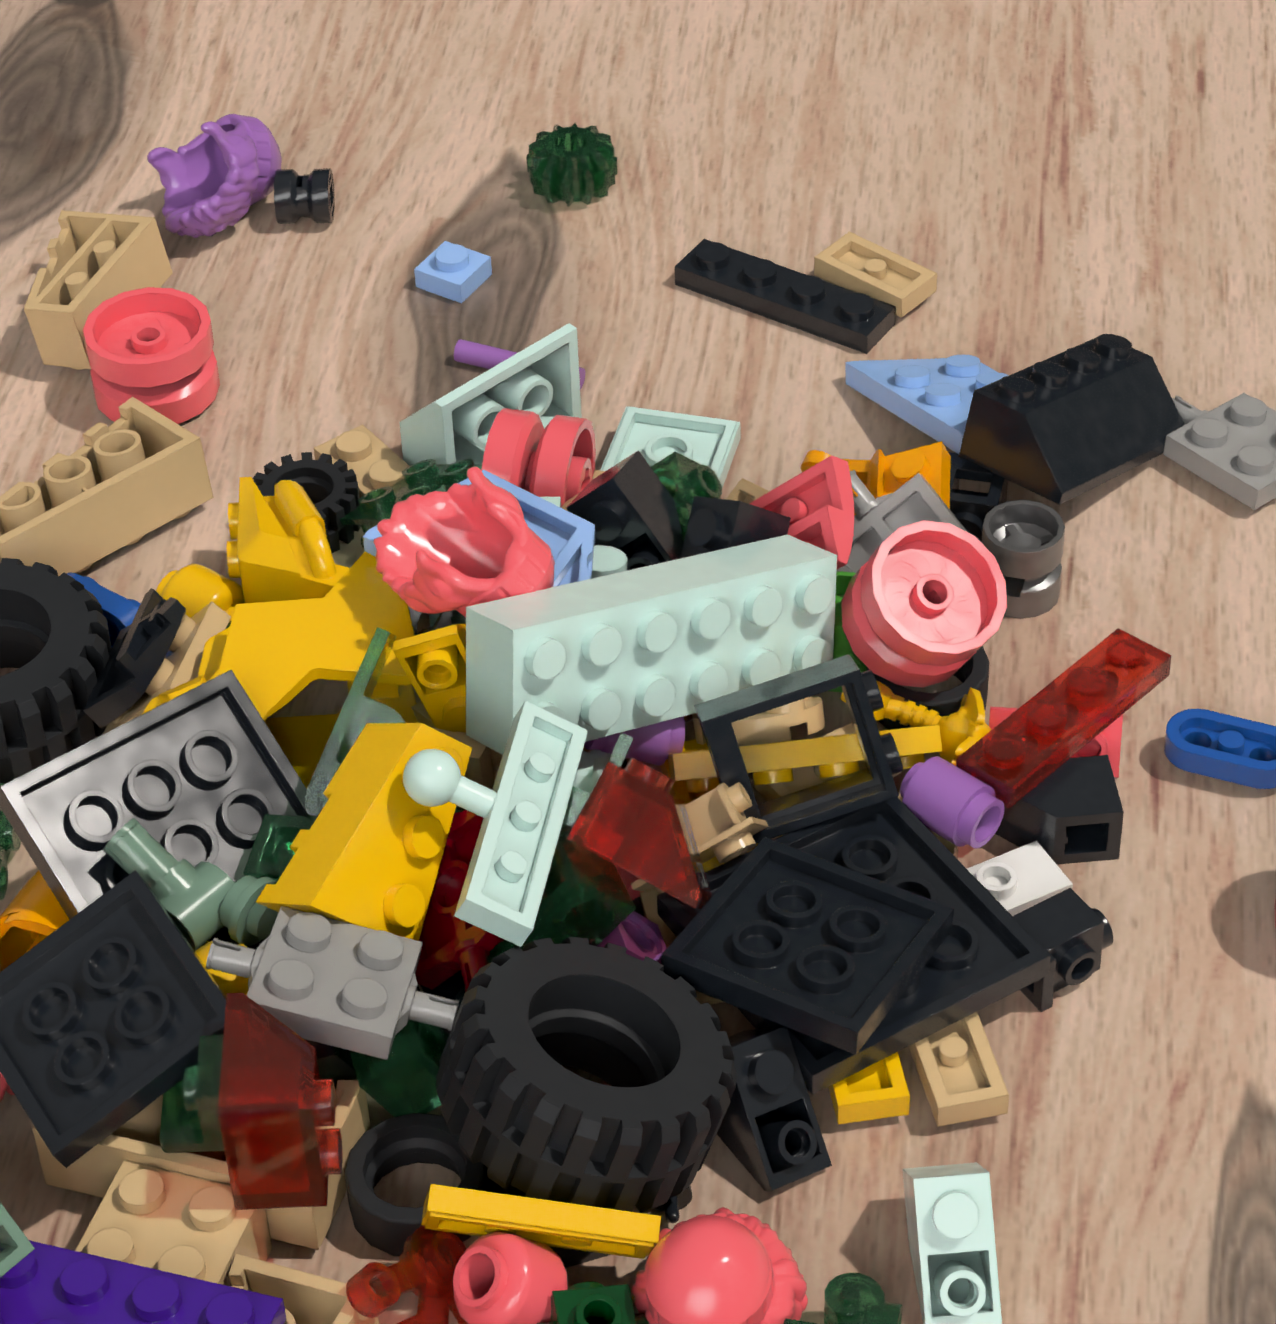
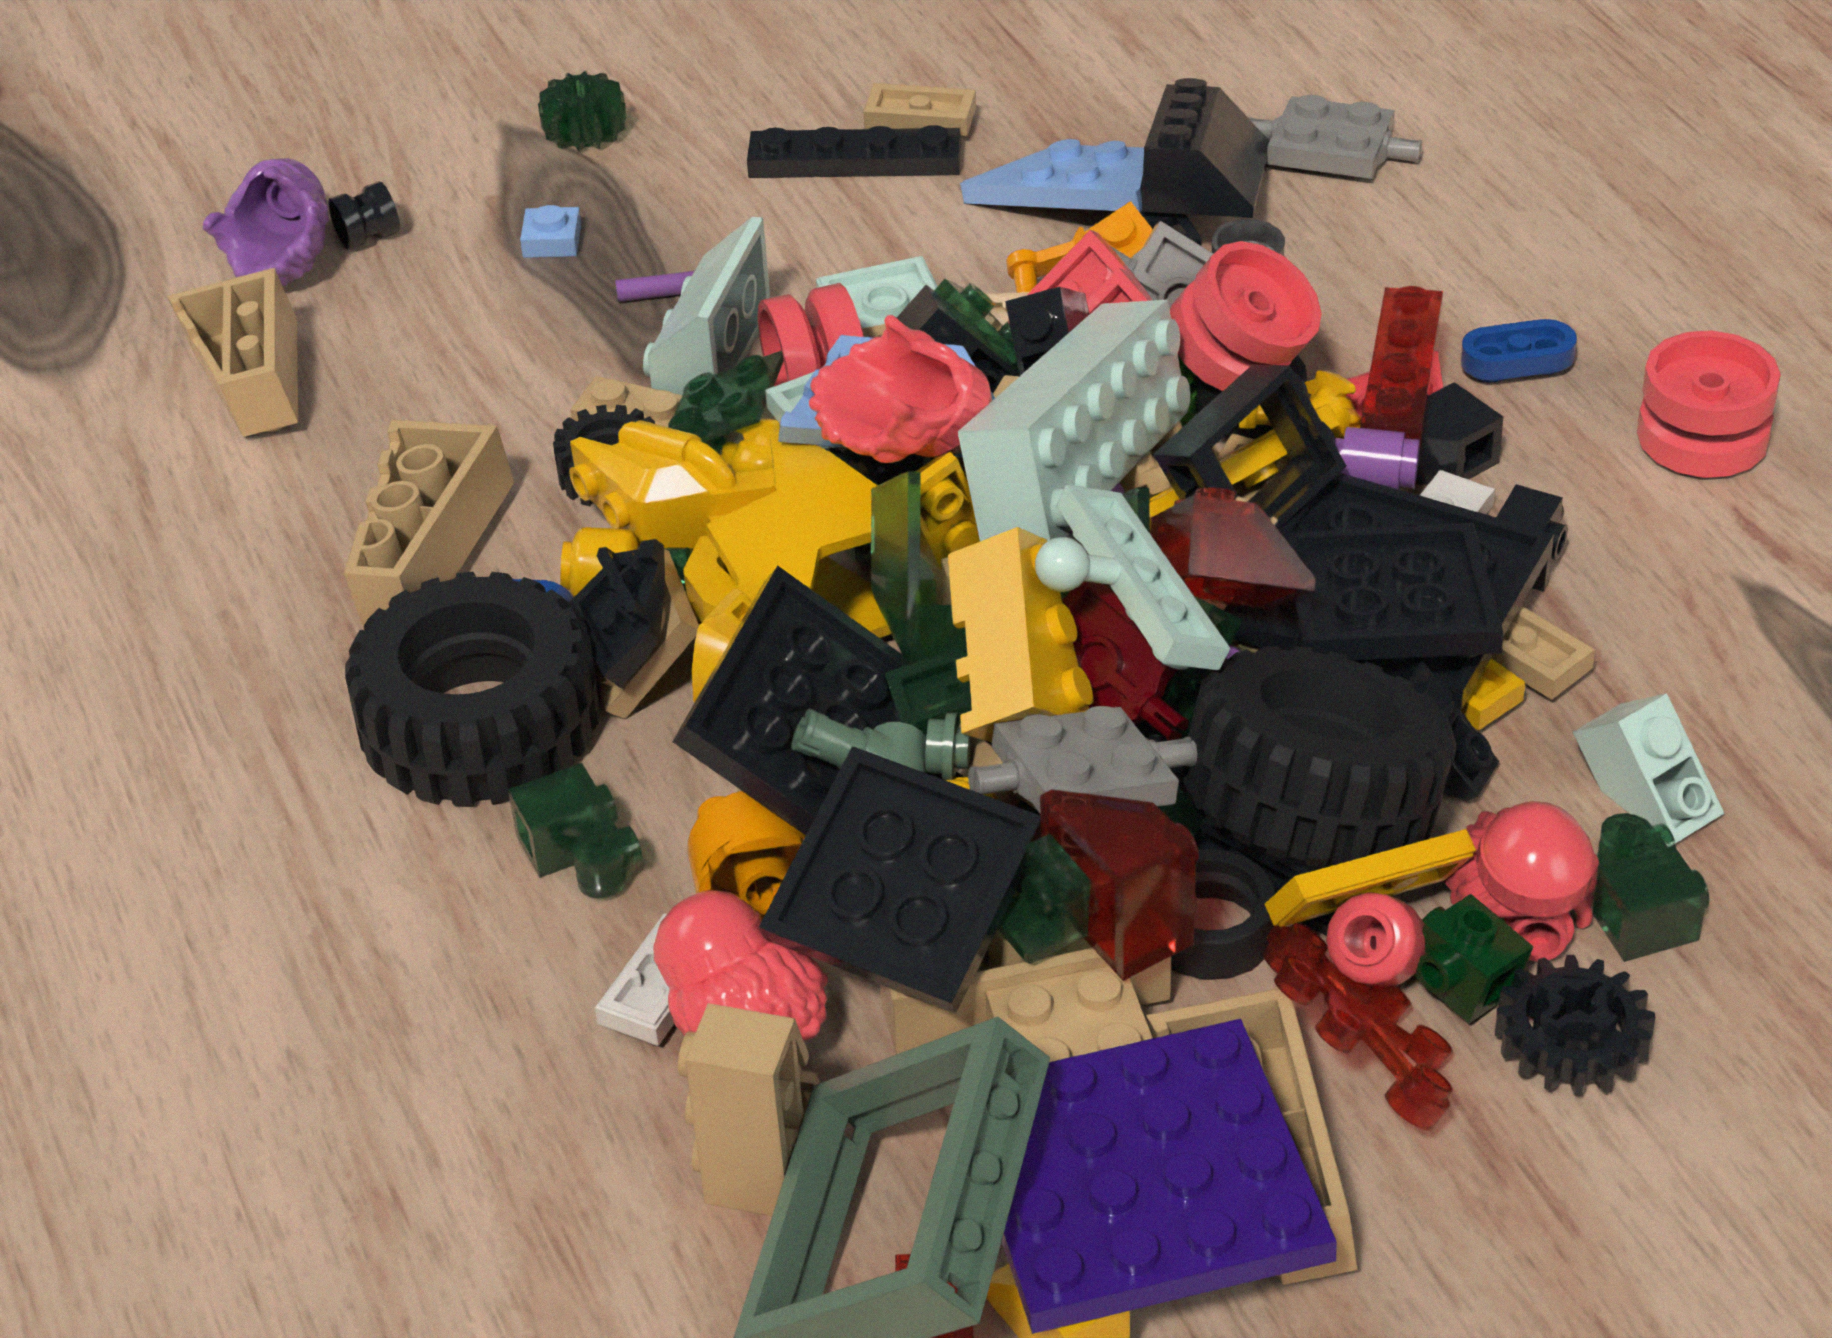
camera: 30 degrees left, 0 degrees up
(152, 349) = (357, 381): coral wheel -> none

